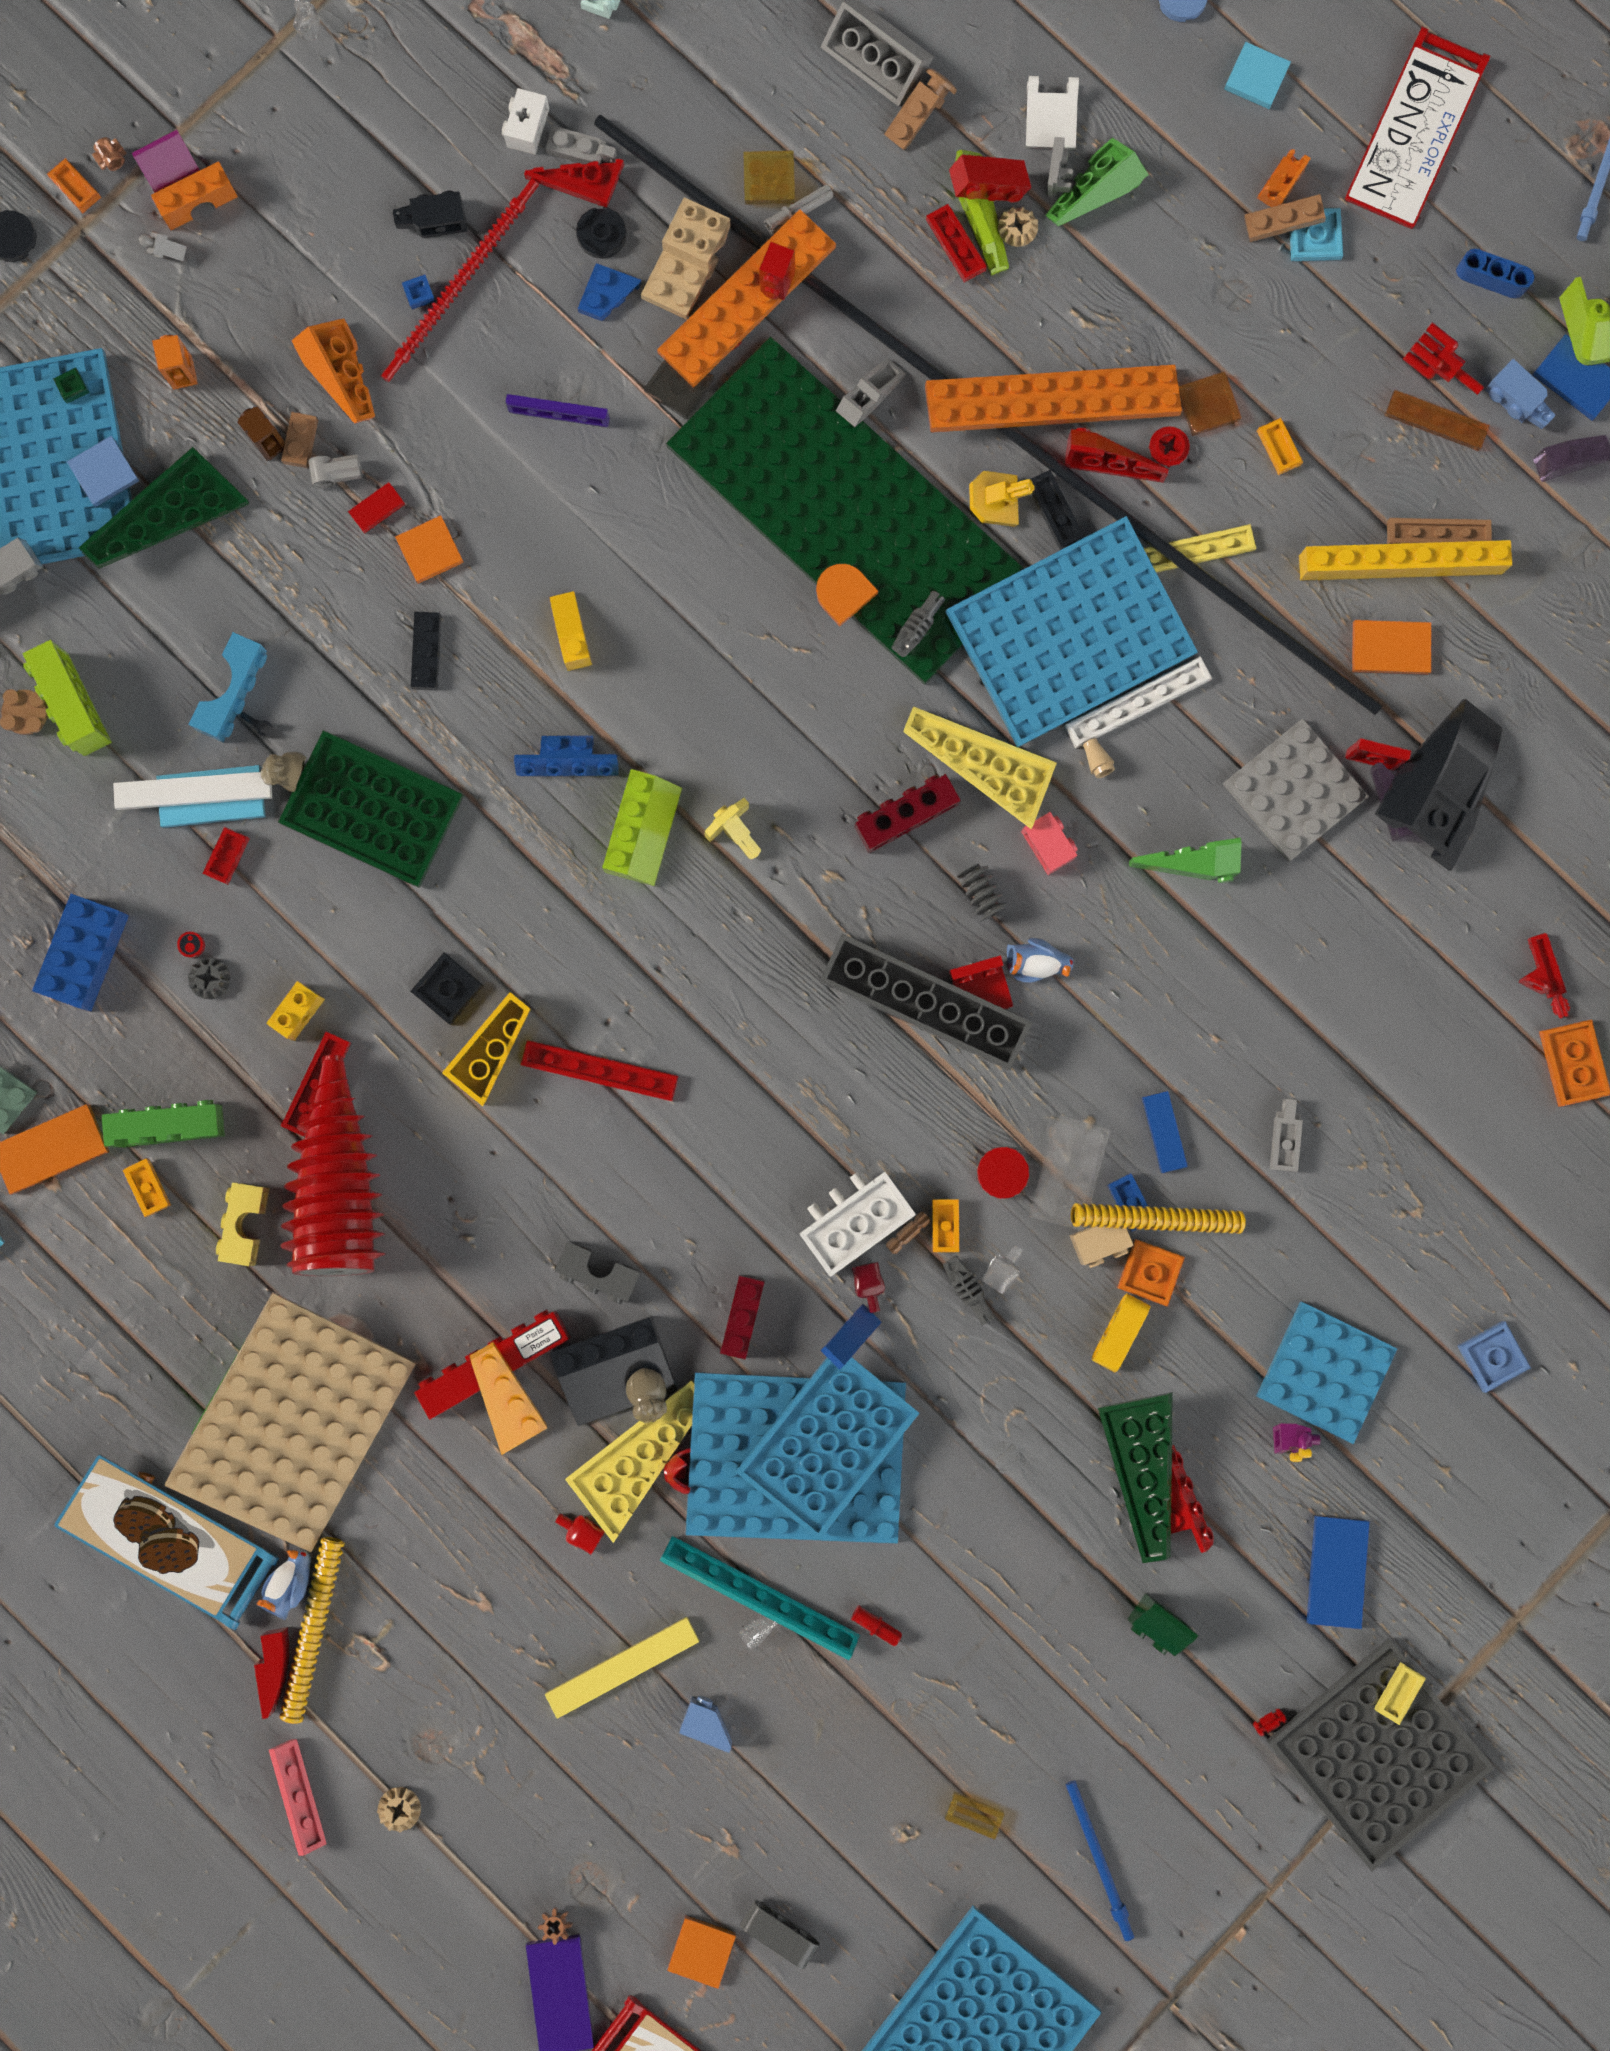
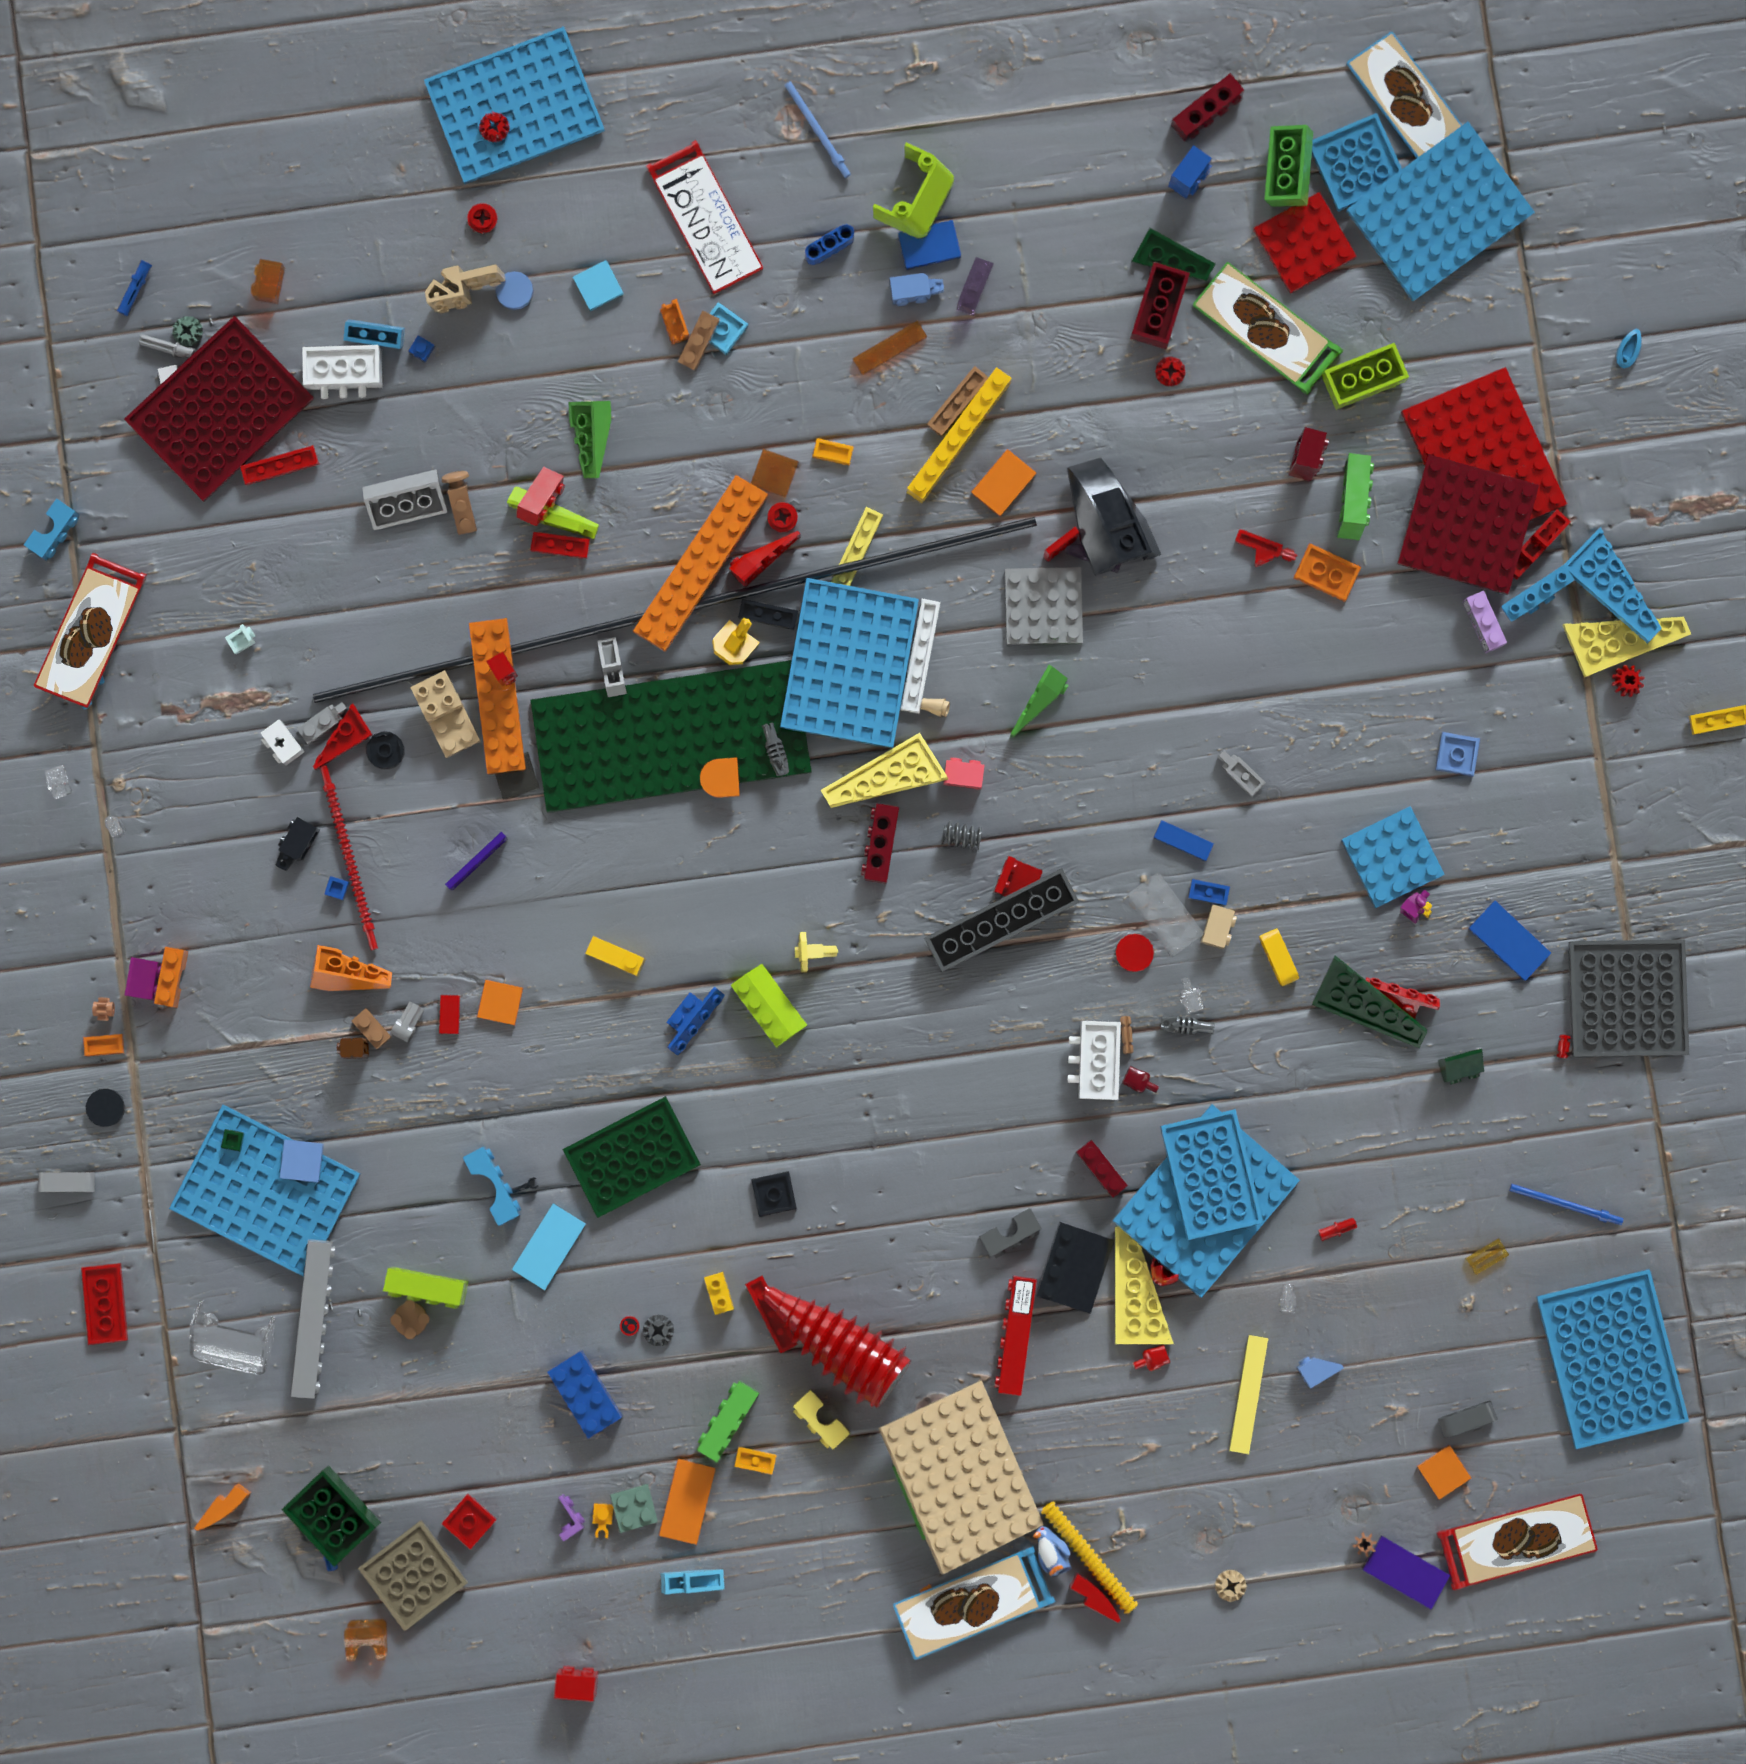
camera: 50 degrees left, 0 degrees up
(160, 246) = (188, 1020): light grey piece -> none
(174, 361) = (268, 1066): orange brick -> none
(174, 503) = (354, 1131): dark green wing -> none
(190, 791) = (538, 1254): white tile -> none
(226, 855) = (592, 1264): red plate -> none
(283, 769) = (571, 1190): dark tan hair -> none
(297, 1797) = (1178, 1638): coral plate -> none
(426, 651) = (560, 1051): black plate -> none
(485, 1054) = (831, 1199): yellow wedge -> none
(506, 1401) = (1046, 1343): light orange wing -> none
(599, 1070) = (892, 1141): red tile -> none
(606, 291) = (424, 775): blue wing -> none
(647, 1393) = (1104, 1258): dark tan hair -> none
(760, 1597) = (1270, 1283): teal tile -> none
(769, 177) = (431, 624): clear yellow plate -> none
(806, 204) = (464, 630): light grey axle -> none
(850, 1336) = (1161, 1114): blue tile -> none
(945, 1225) = (1139, 1010): light orange plate -> none
(1011, 234) = (581, 508): tan gear -> none
(1037, 961) = (1027, 836): animal -> none
(1051, 115) = (527, 427): white flag -> none
(1057, 173) = (556, 442): light grey plate -> none
(1151, 1272) = (1258, 912): orange tile -> none
(1158, 1218) = (1230, 884): yellow piece -> none
(1399, 1693) = (1602, 960): light yellow tile -> none
(1442, 361) = (857, 317): red plant -> none

